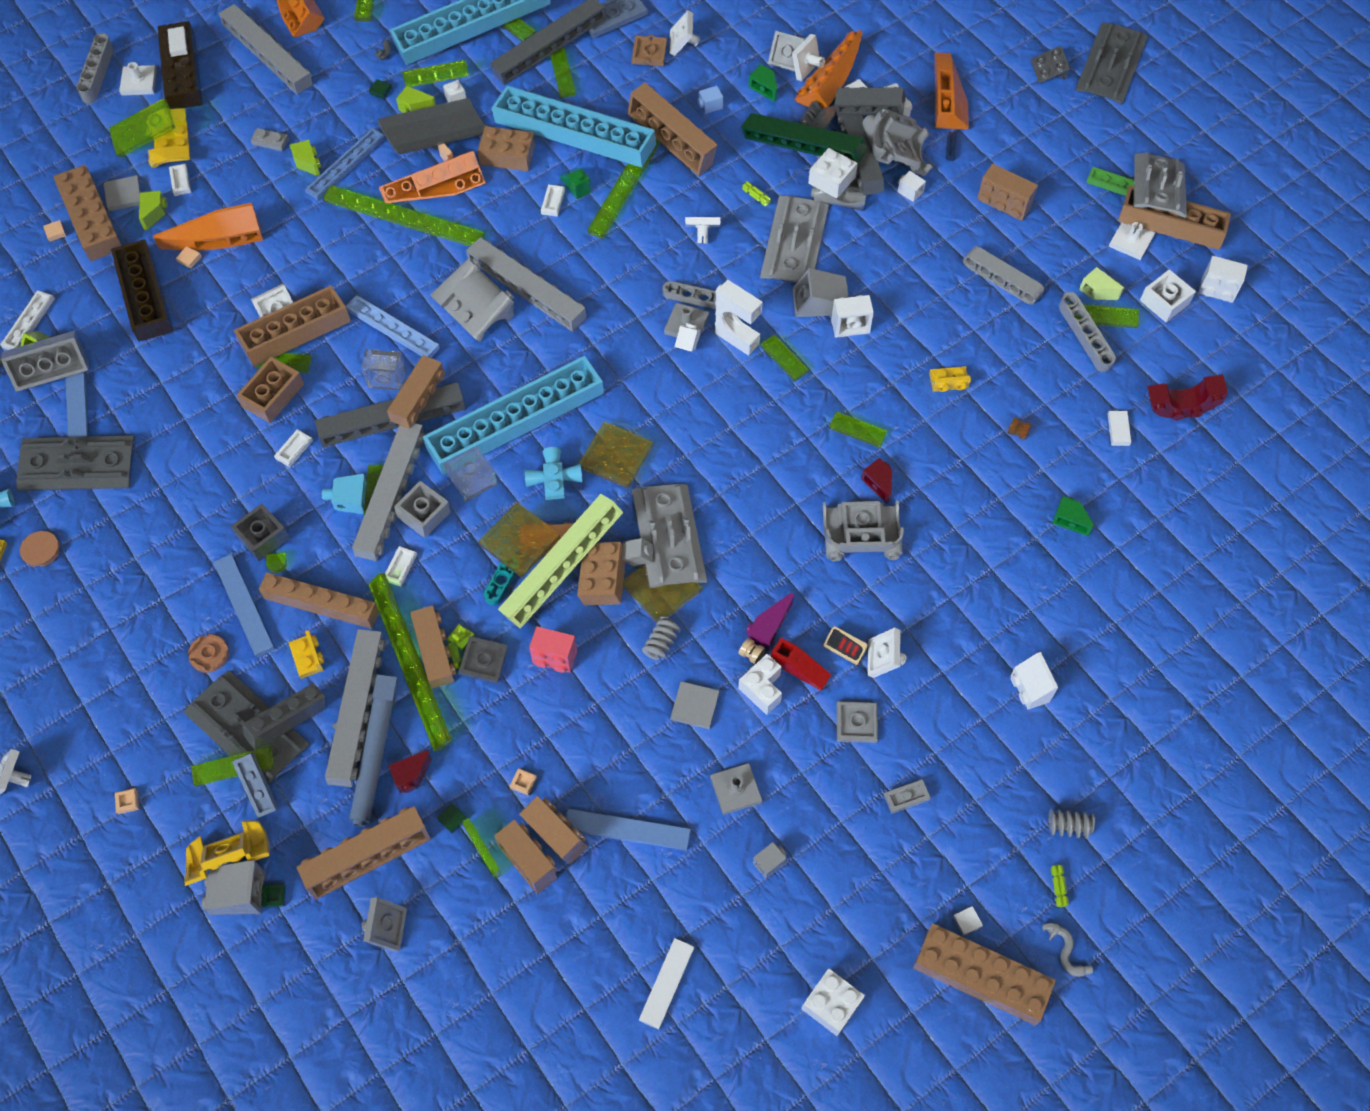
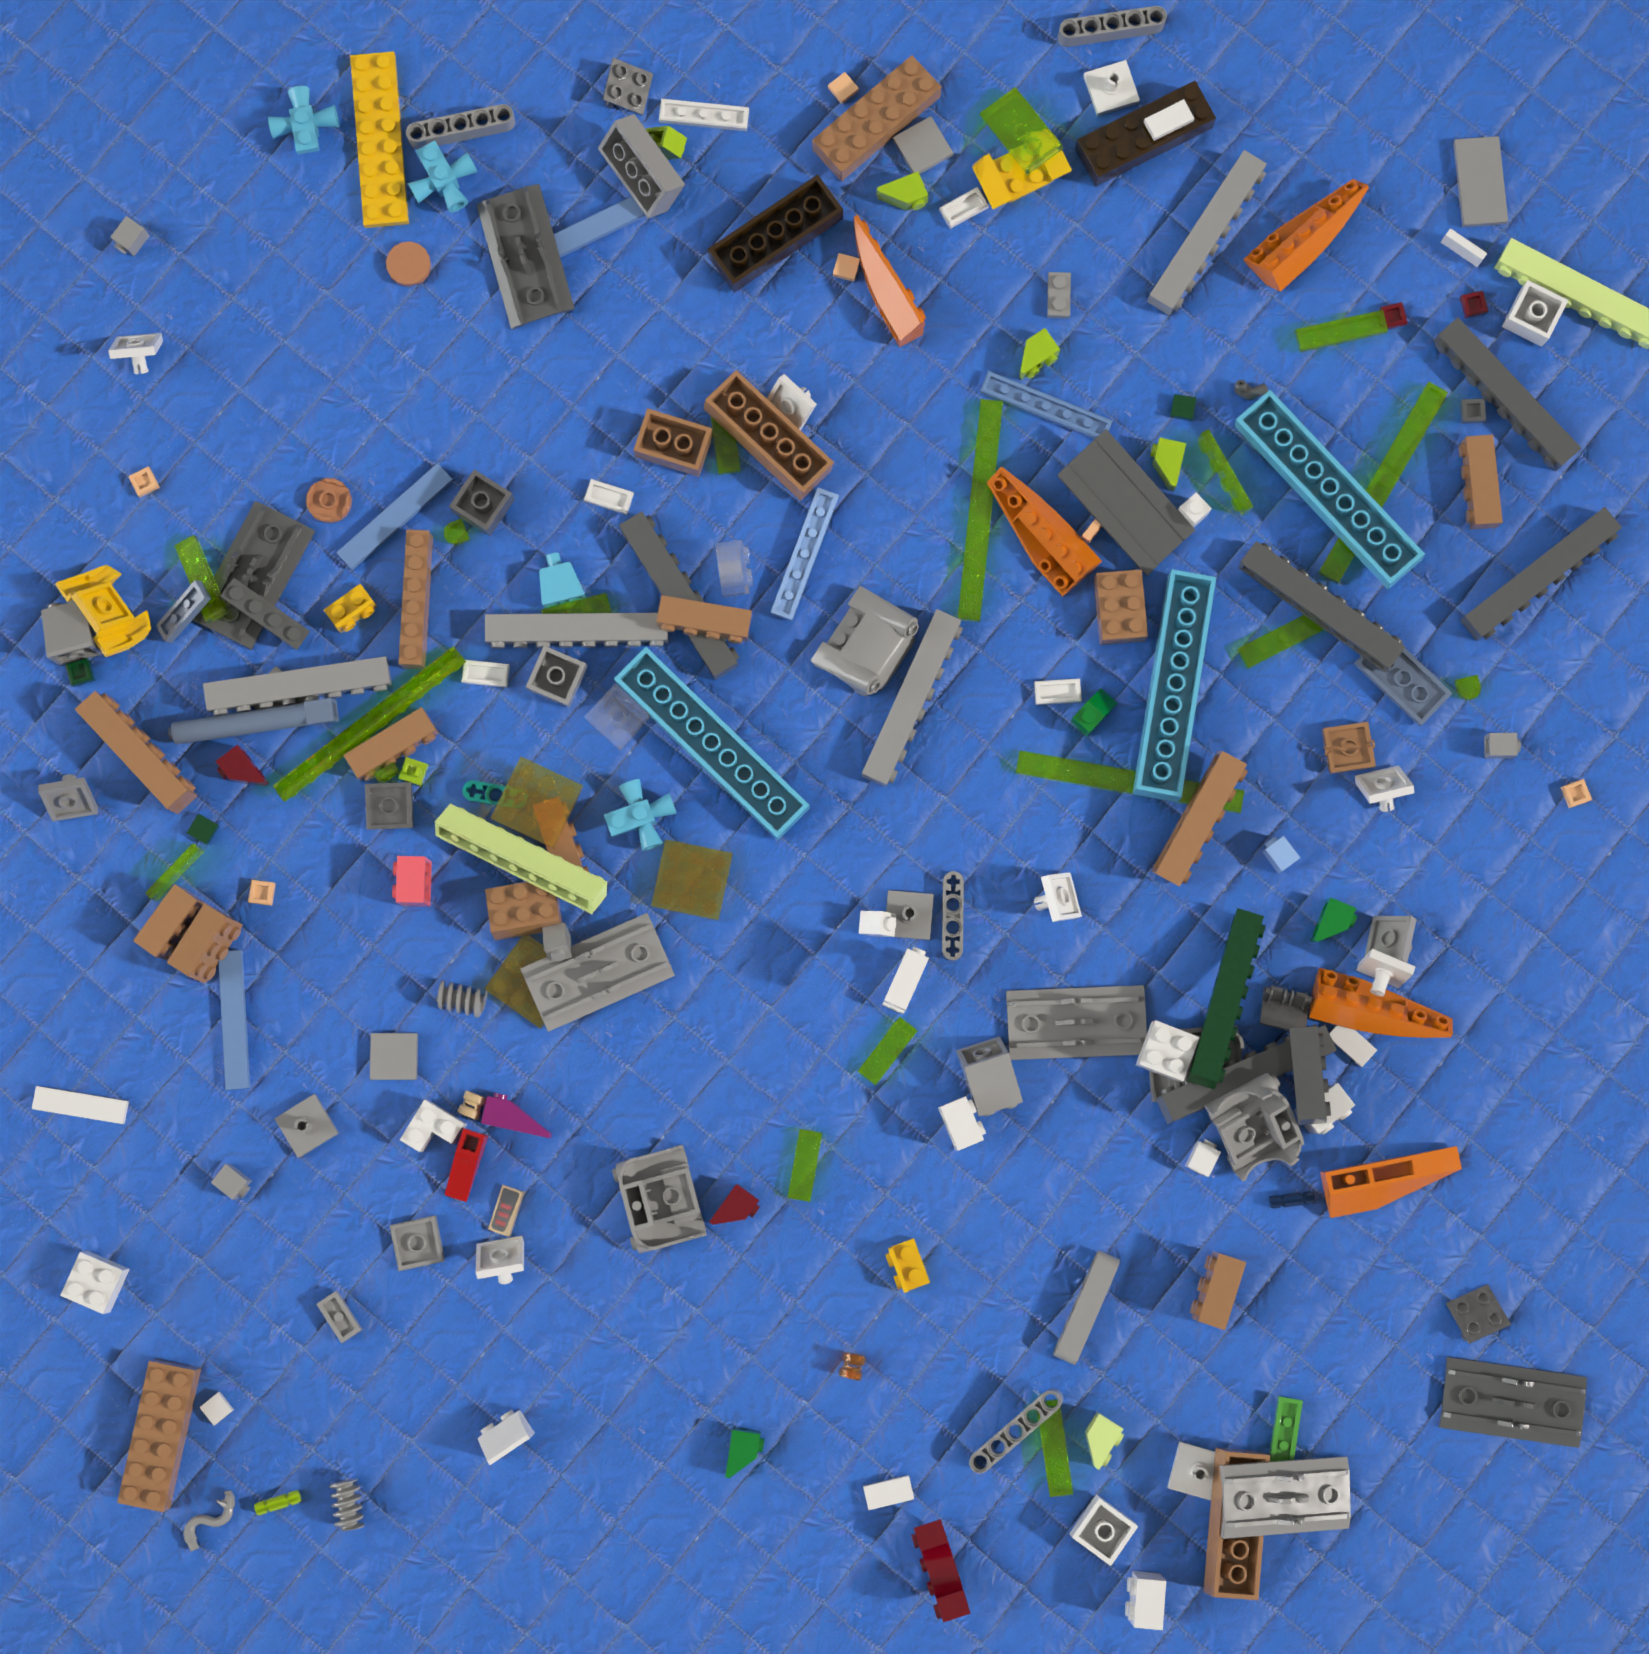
camera: 75 degrees right, 20 degrees up
(756, 193) = (1138, 954): lime axle -> none

